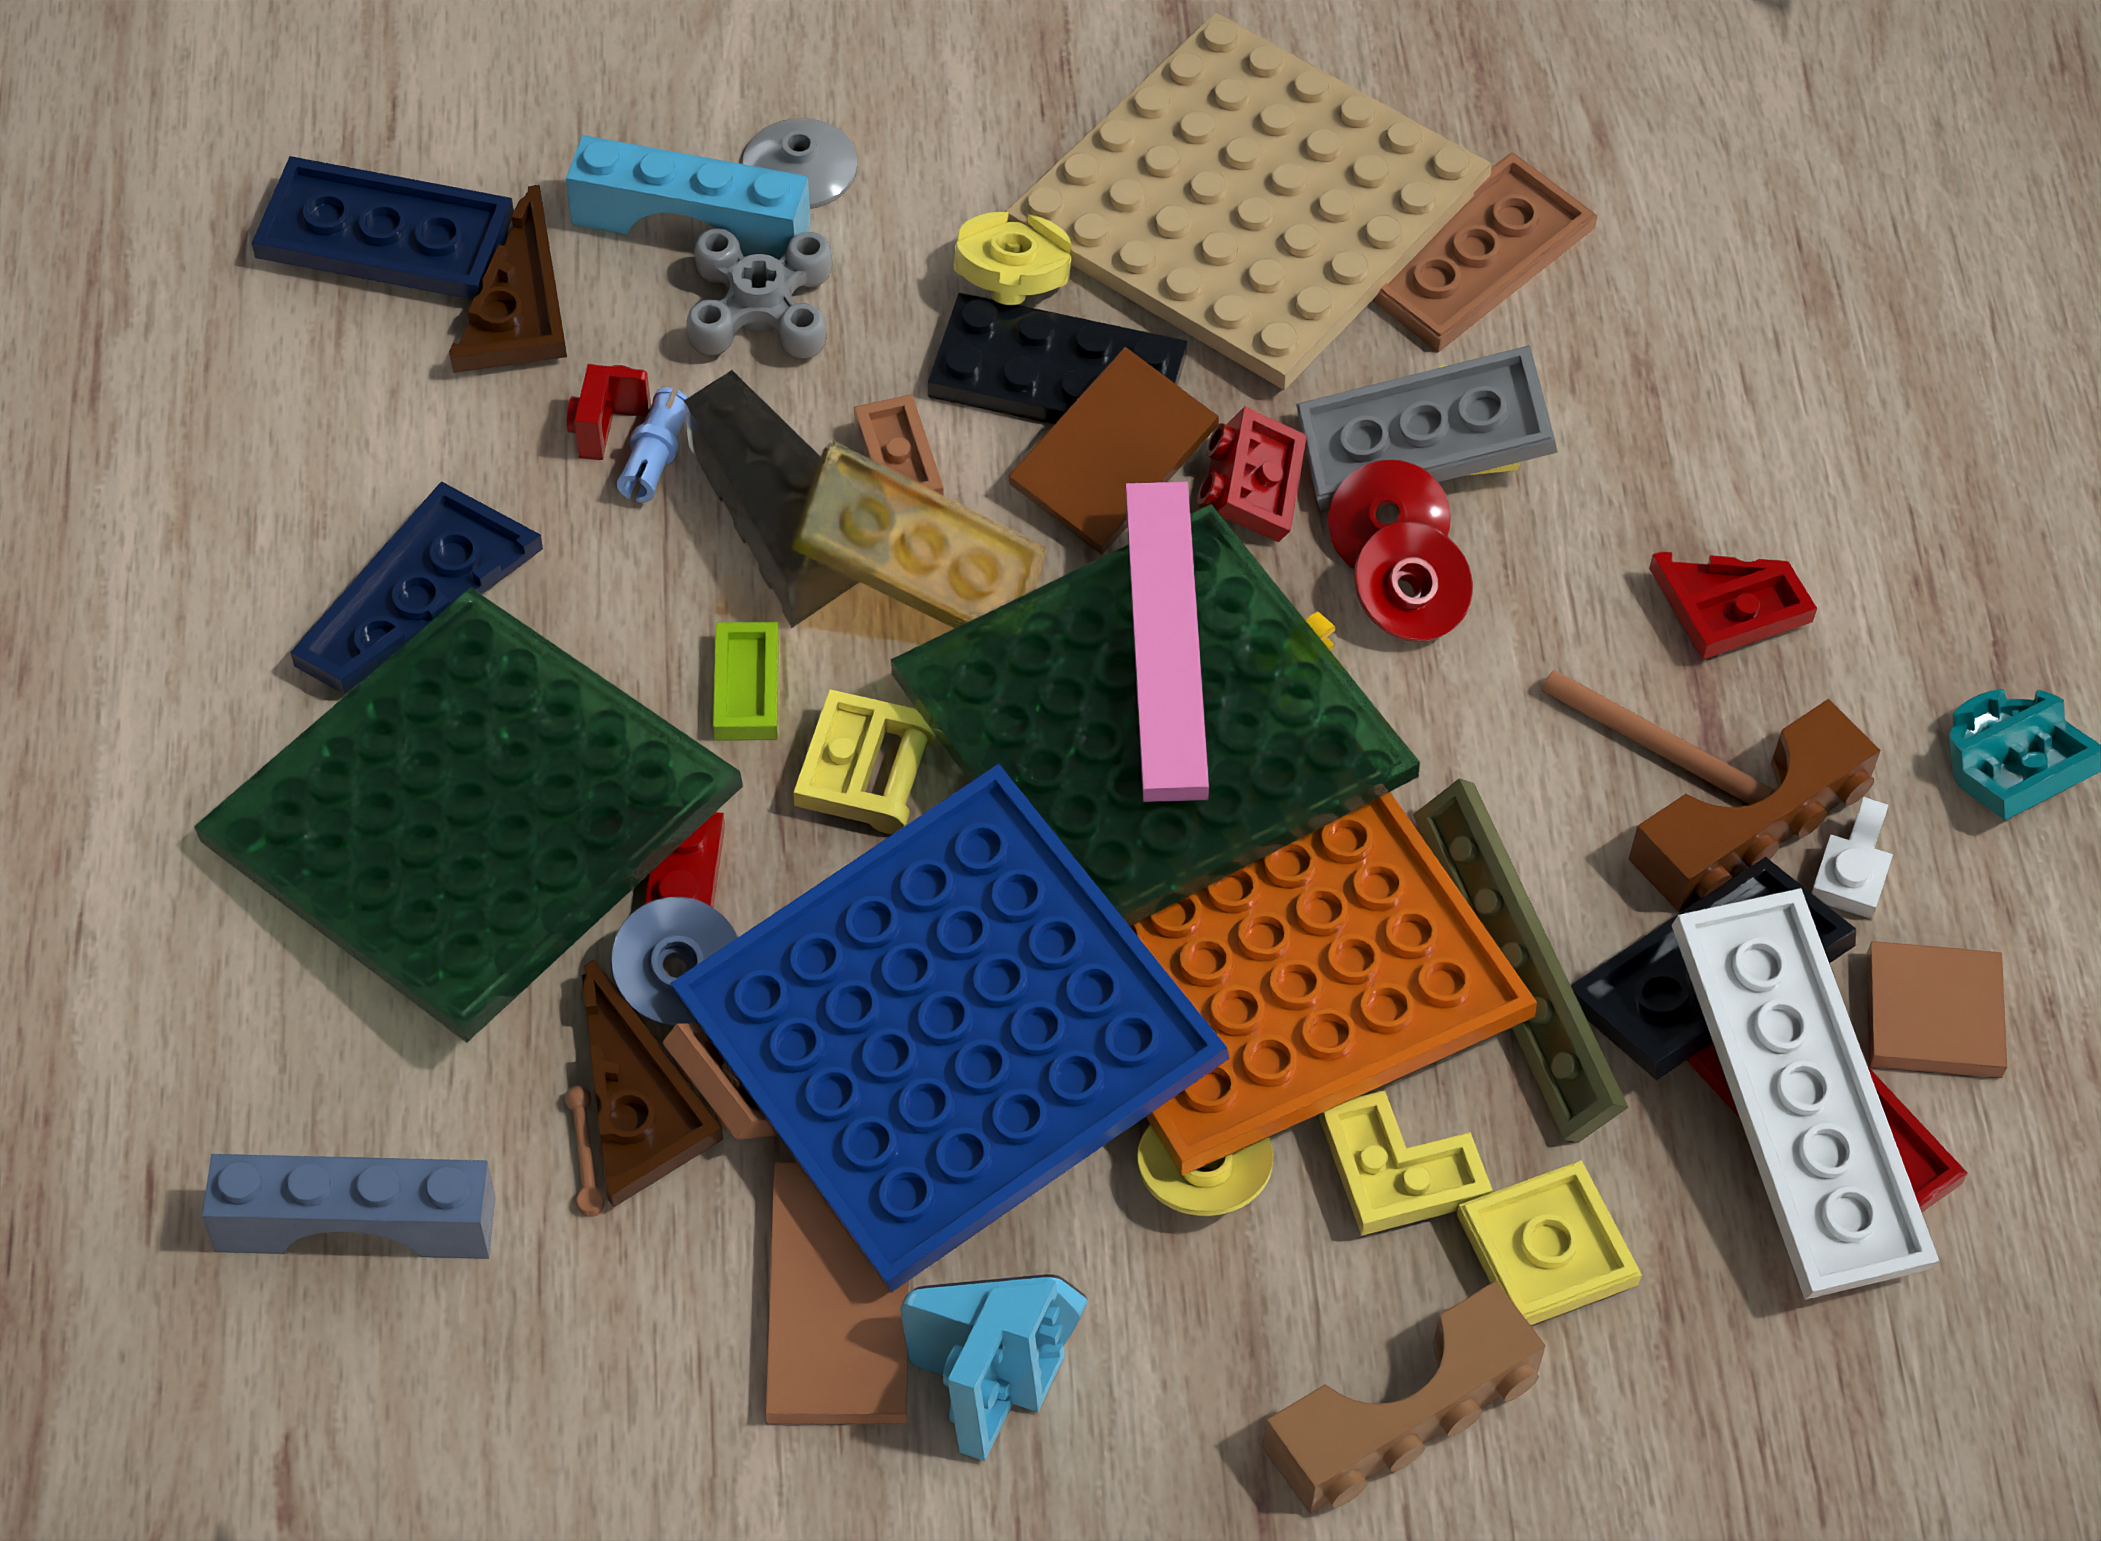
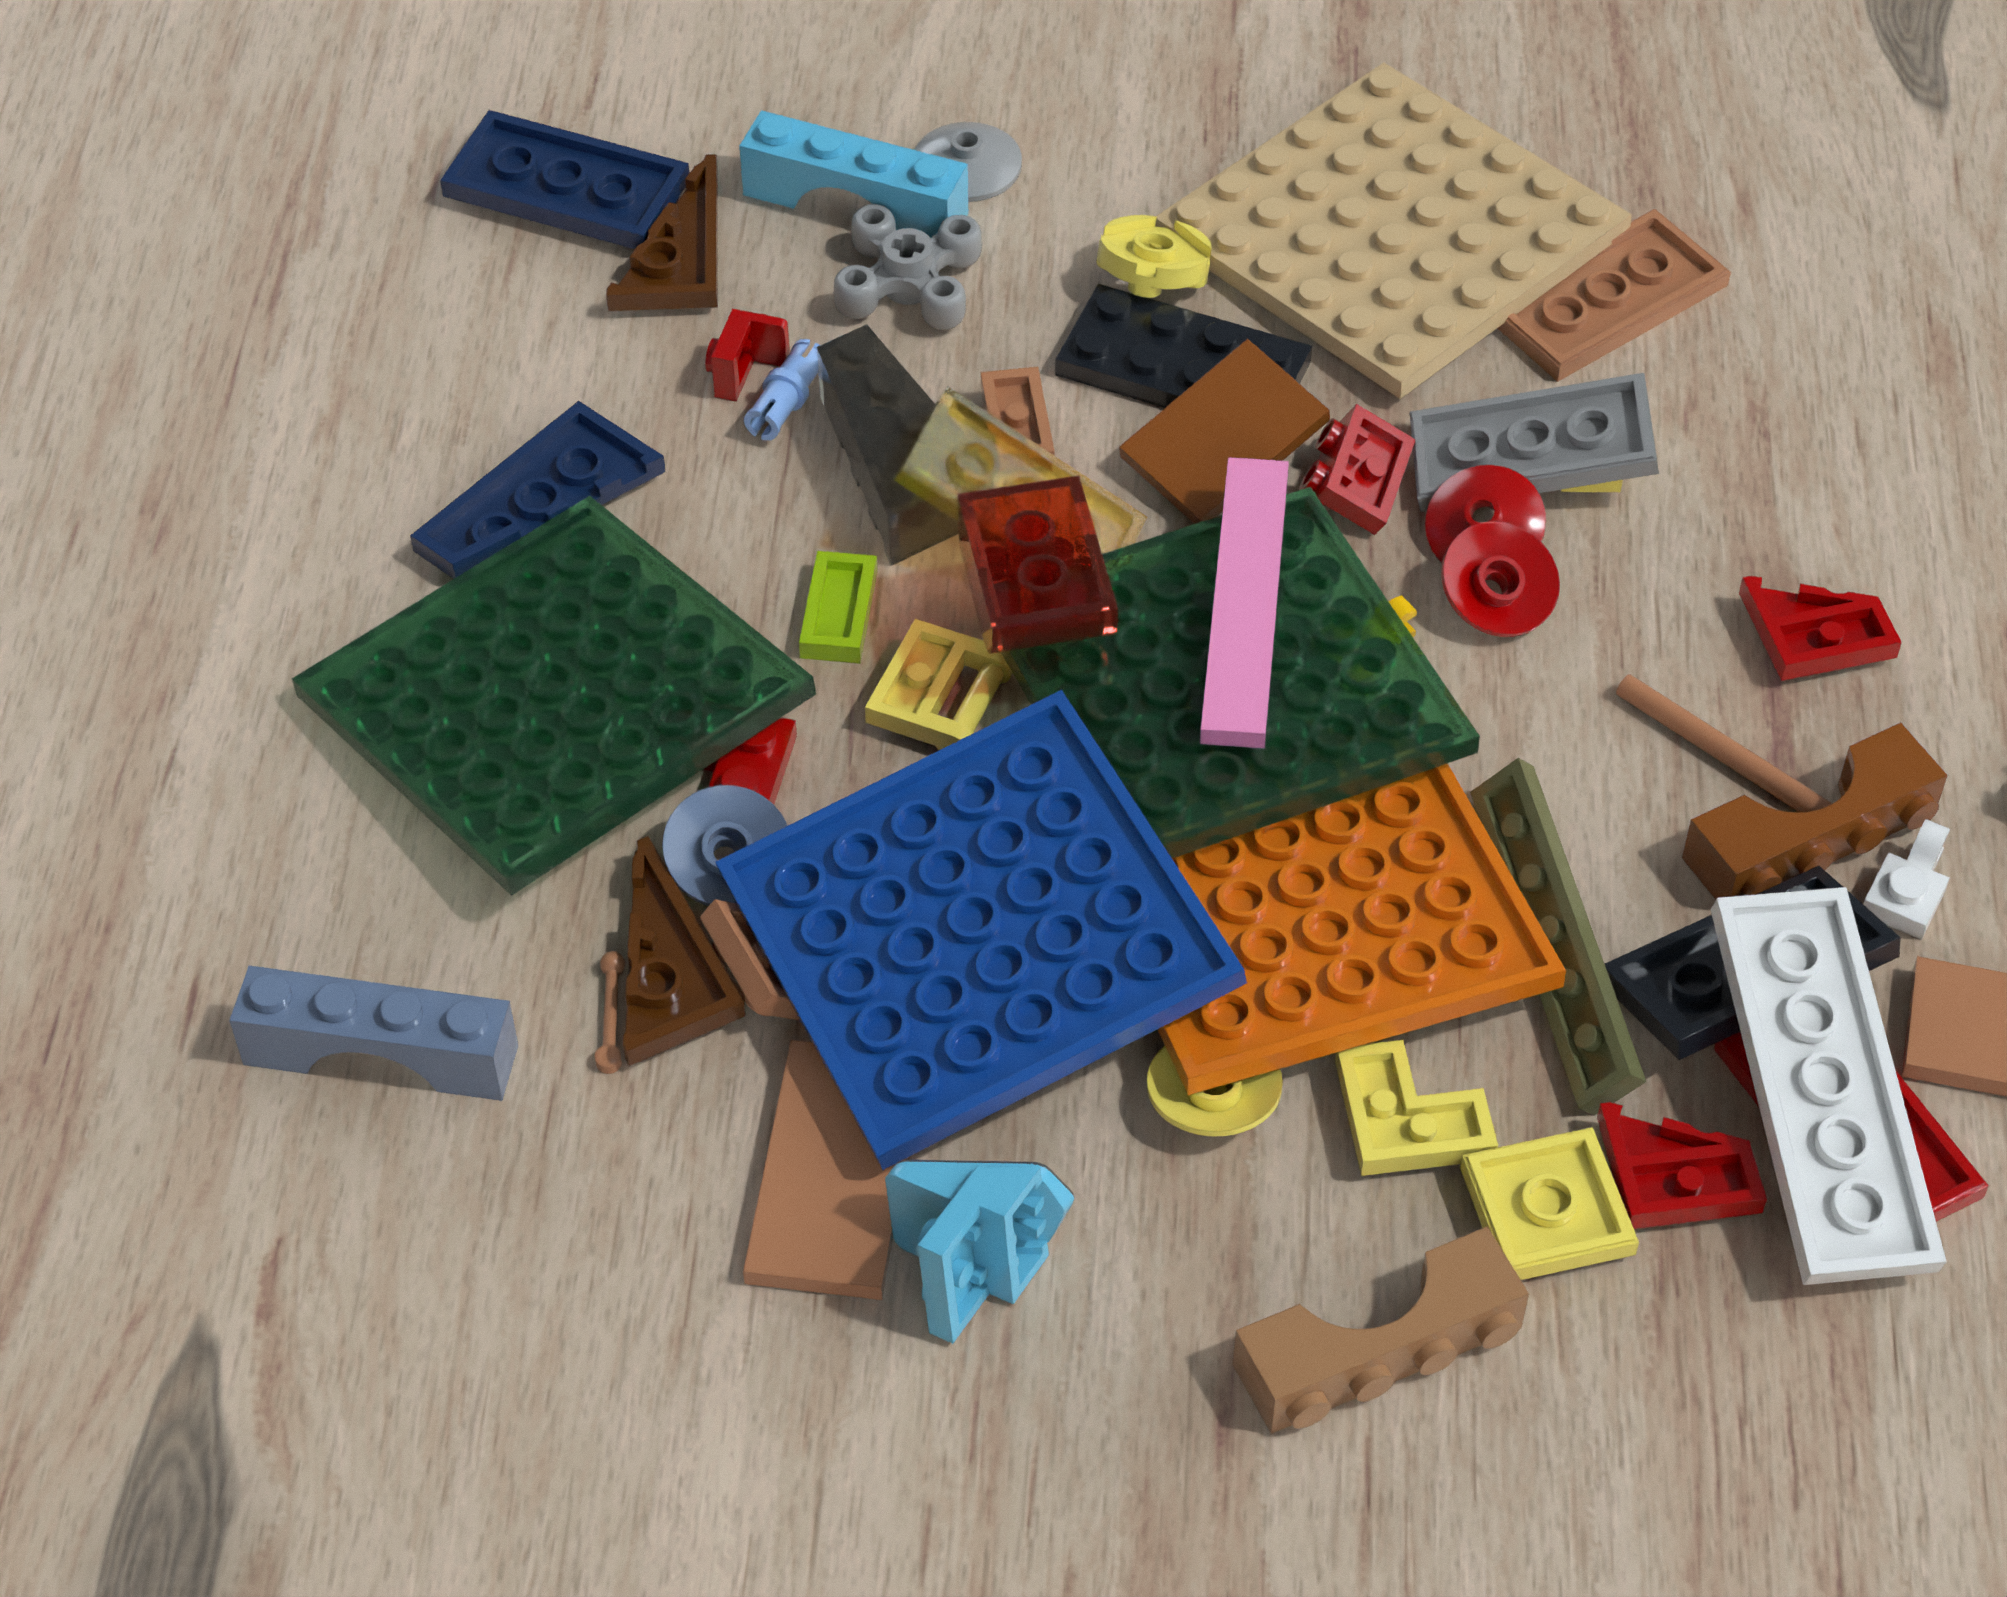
camera: 10 degrees right, 5 degrees down
(951, 630) = (1035, 565): none -> clear red brick
(1669, 1195) = (1679, 1172): none -> red wing

